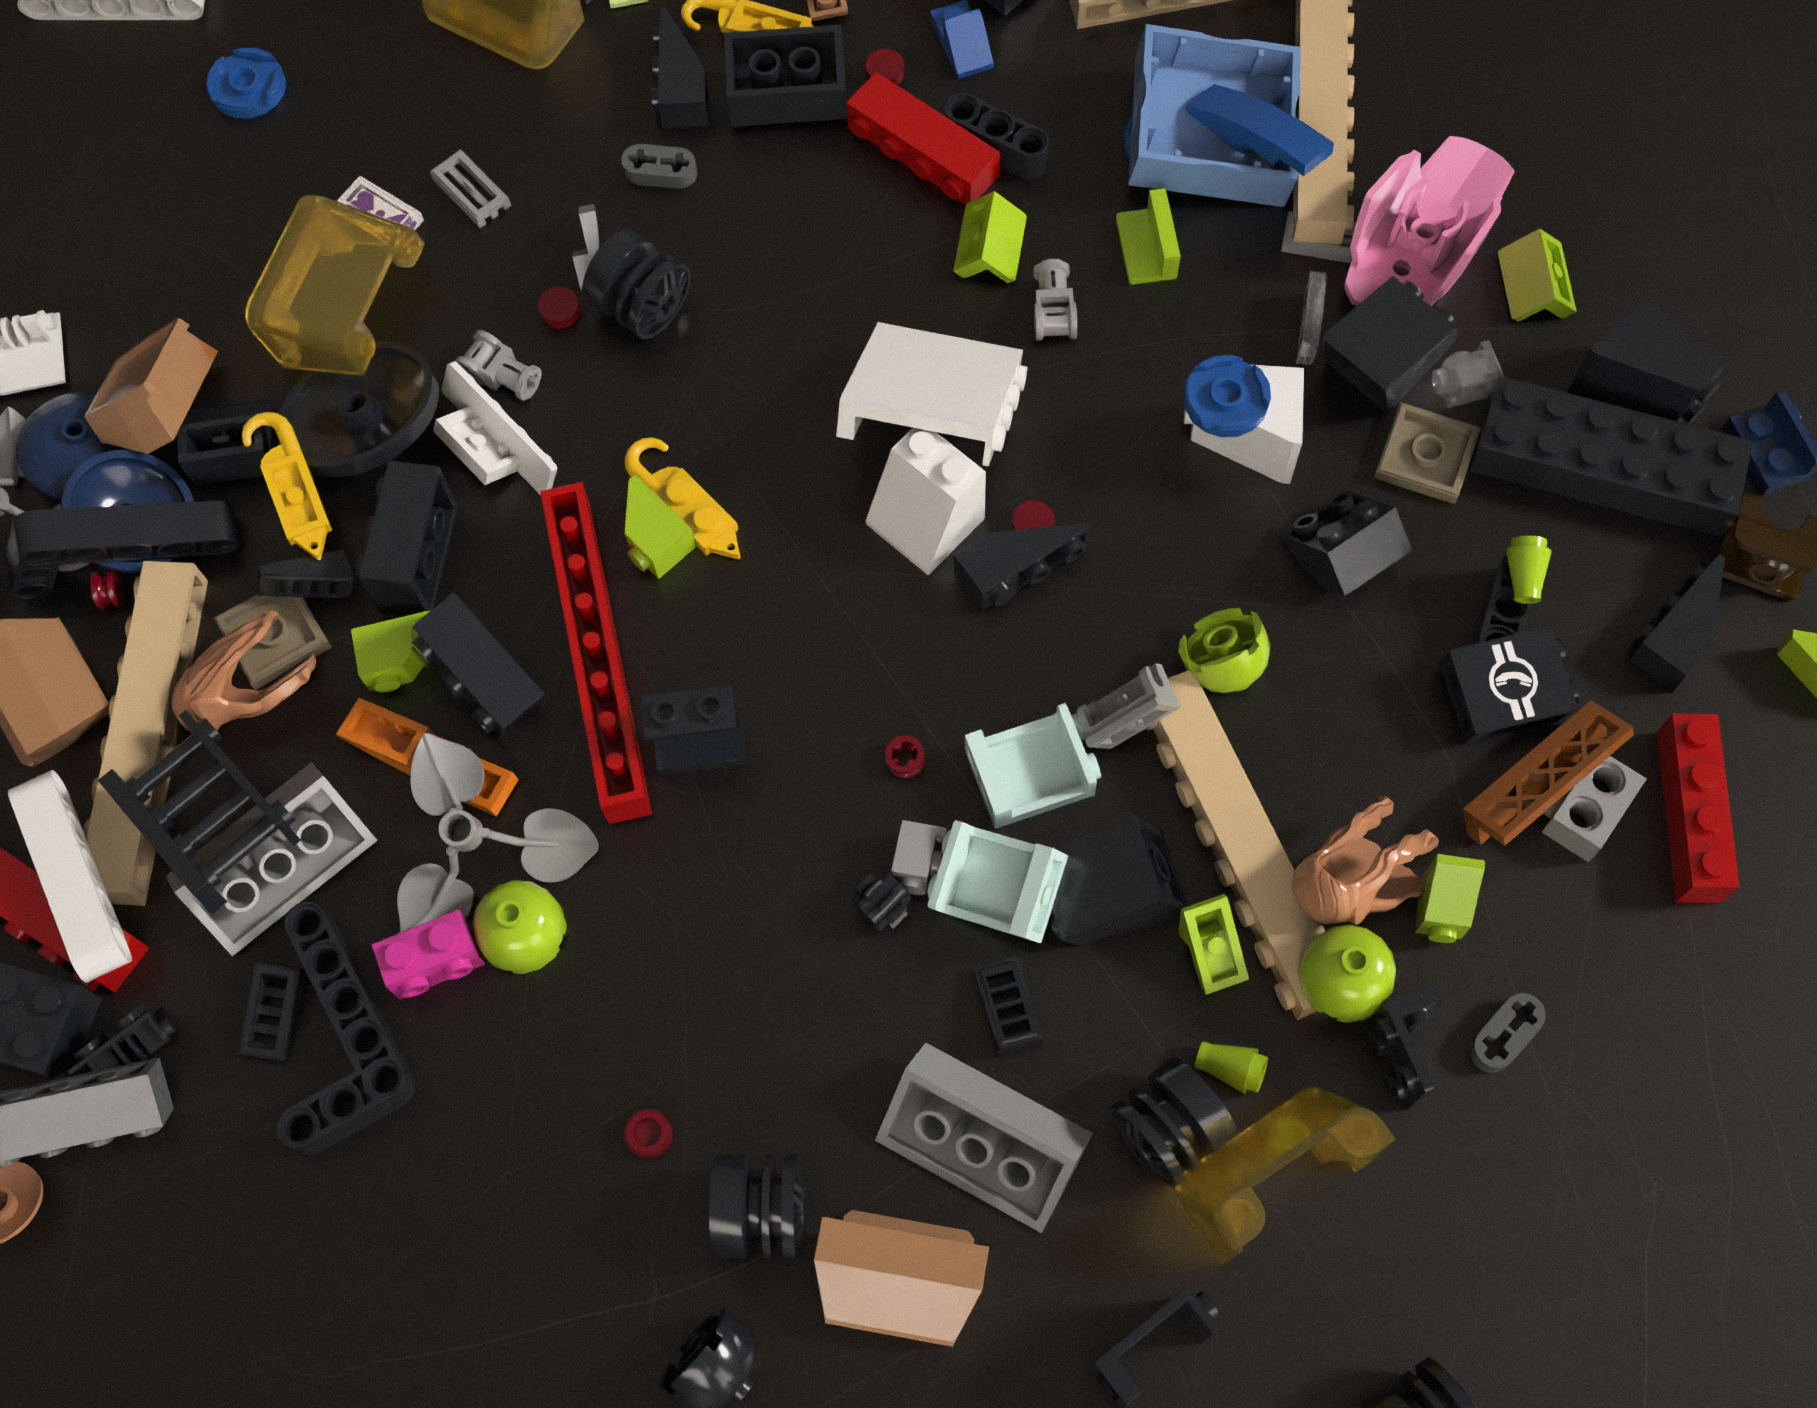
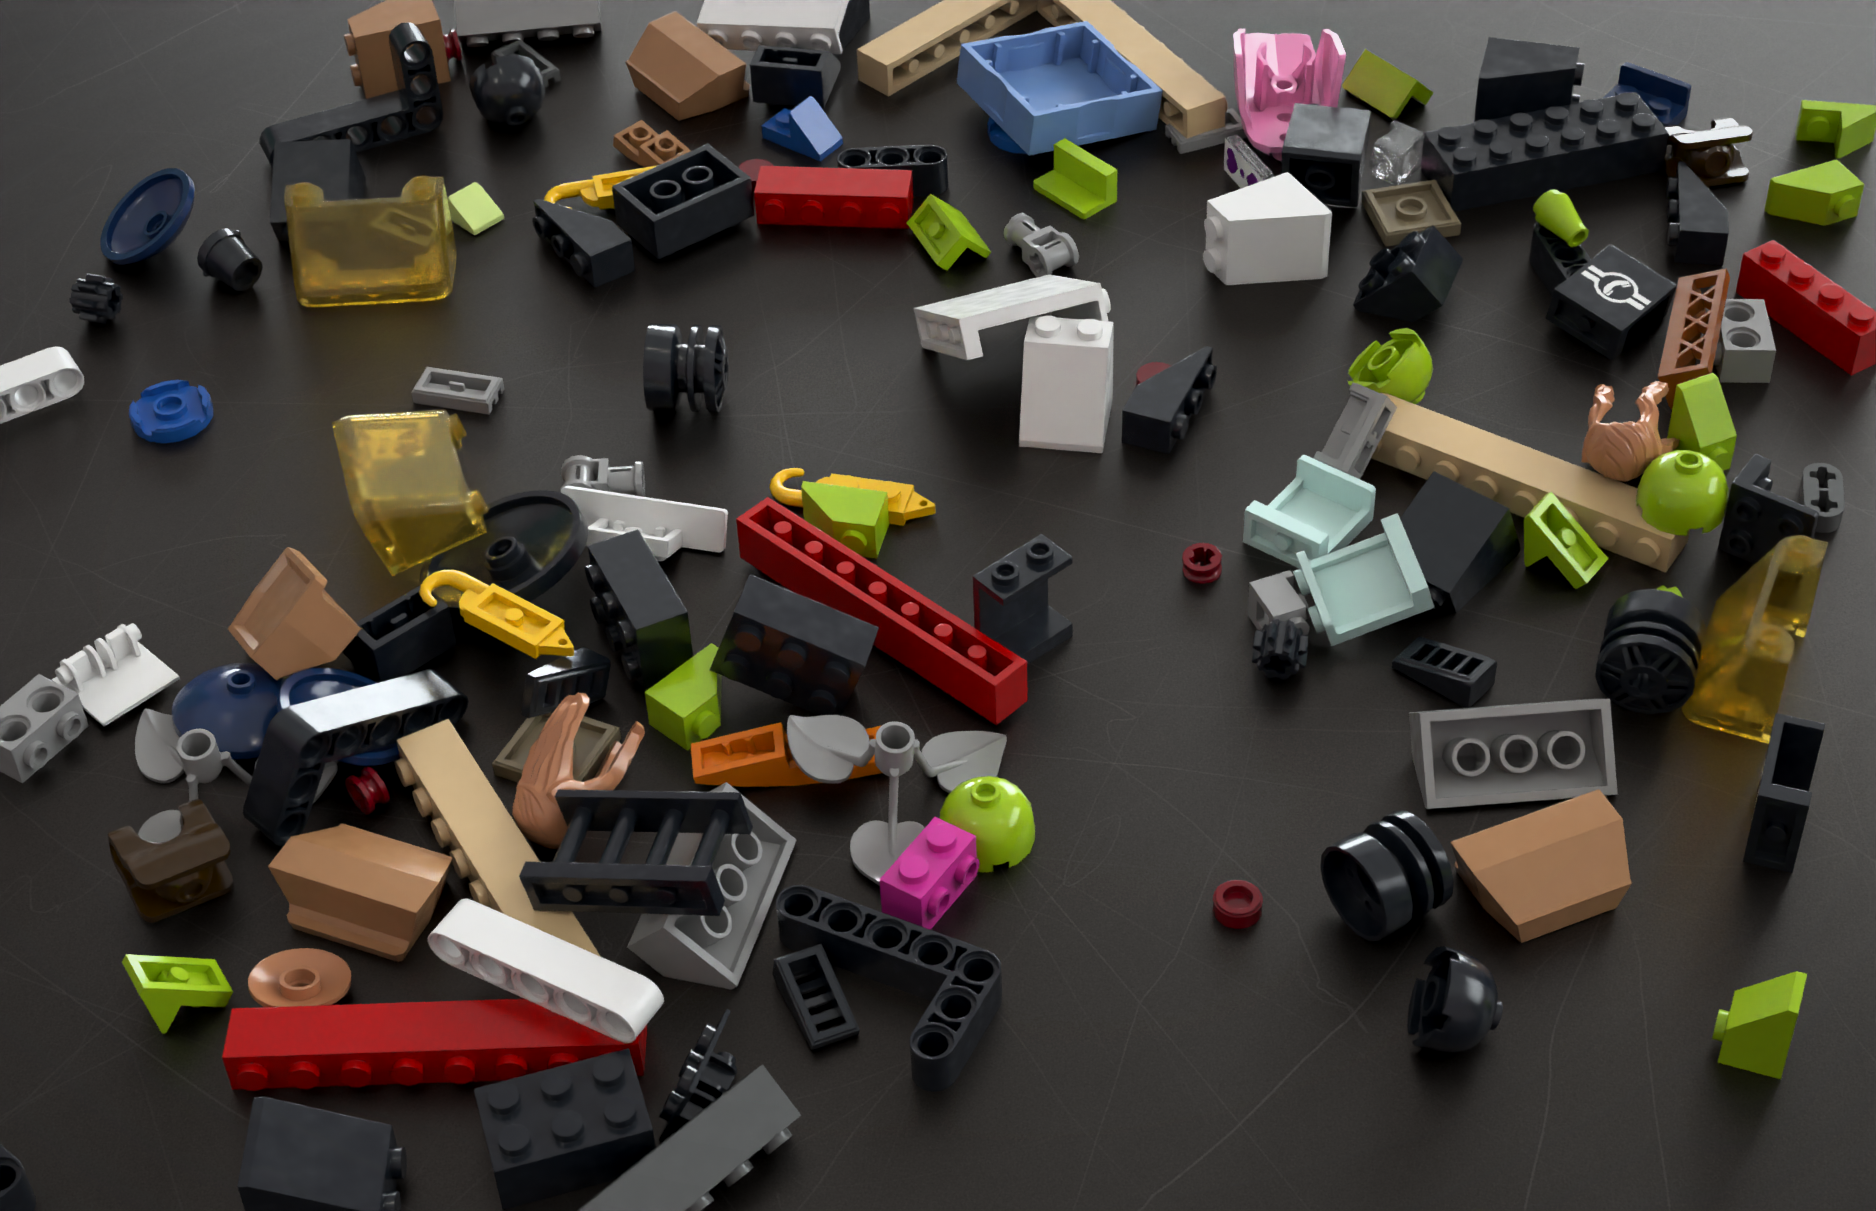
camera: 35 degrees left, 25 degrees down
(559, 307) = (616, 427): dark red tile -> none
(590, 230) = (610, 371): light grey slope -> none
(659, 166) = (619, 306): dark grey beam -> none
(1226, 396) = (1249, 207): blue tile -> none
(1261, 126) = (1114, 68): blue slope -> none

